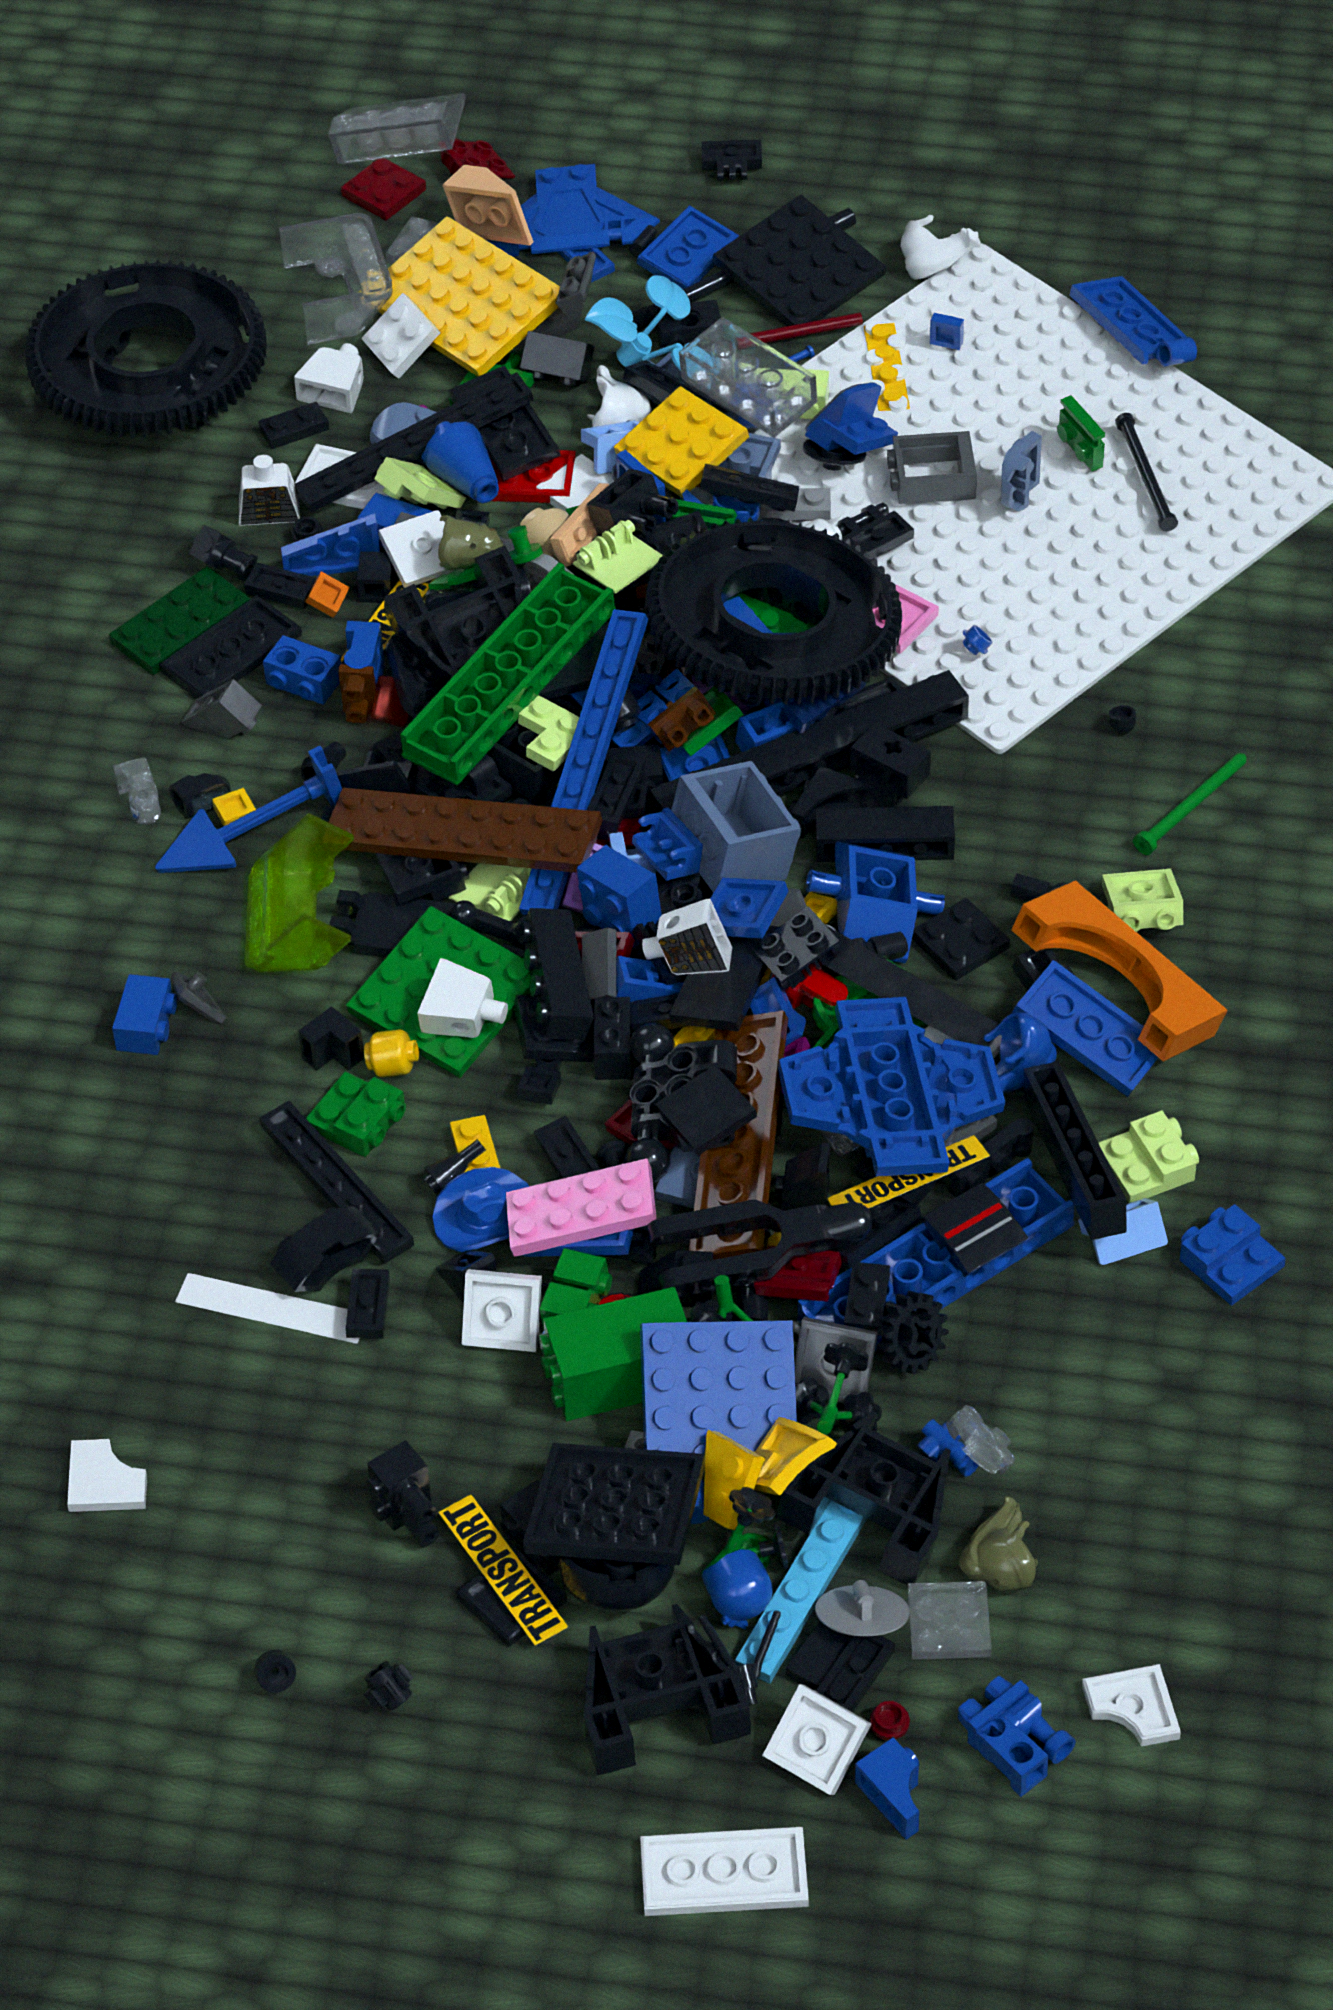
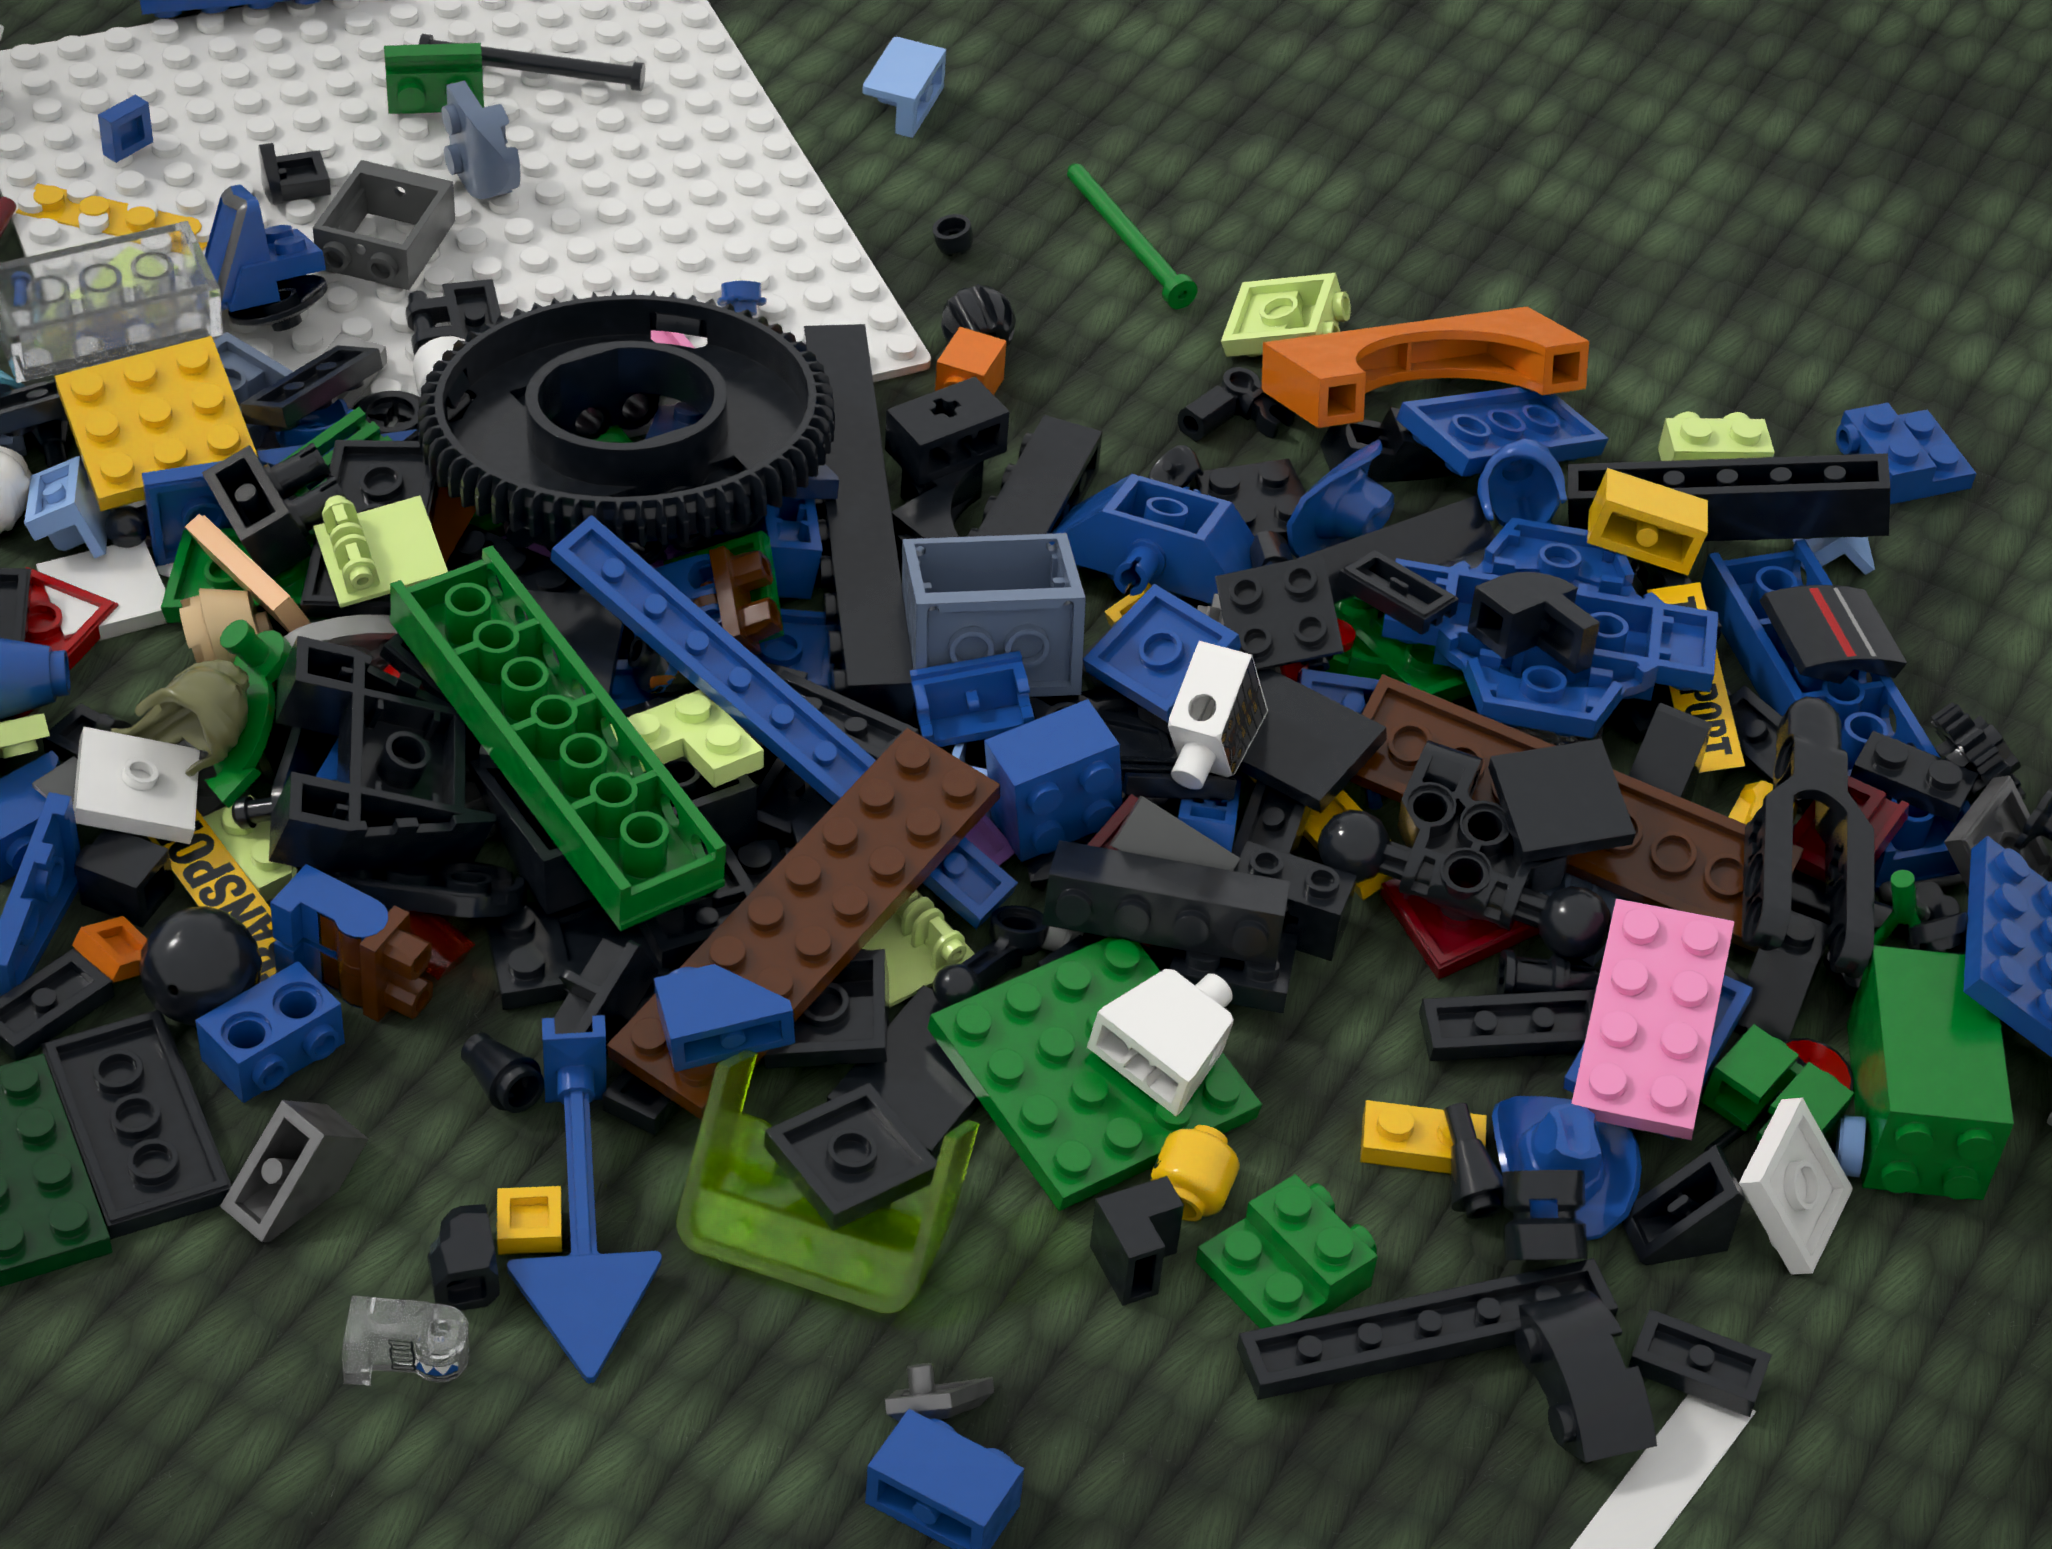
camera: 75 degrees left, 5 degrees down
(312, 893) = (850, 1156): none -> black plate
(319, 621) = (198, 963): none -> black helmet
(358, 809) = (718, 1014): none -> blue slope
(417, 1206) = (1544, 1237): none -> black wheel
(540, 1082) = (1329, 1015): black plate -> none
(852, 1018) = (1397, 592): none -> black tile
(862, 1057) = (1533, 611): none -> black brick
(954, 964) = (1340, 506): none -> blue hat
(956, 887) = (1177, 467): none -> black piece
(960, 413) = (292, 175): none -> black tile
(989, 766) = (971, 356): none -> orange brick
(1011, 1106) = (1647, 521): none -> yellow brick
(1035, 754) = (979, 310): none -> black piece
(1259, 646) = (908, 78): none -> light blue panel

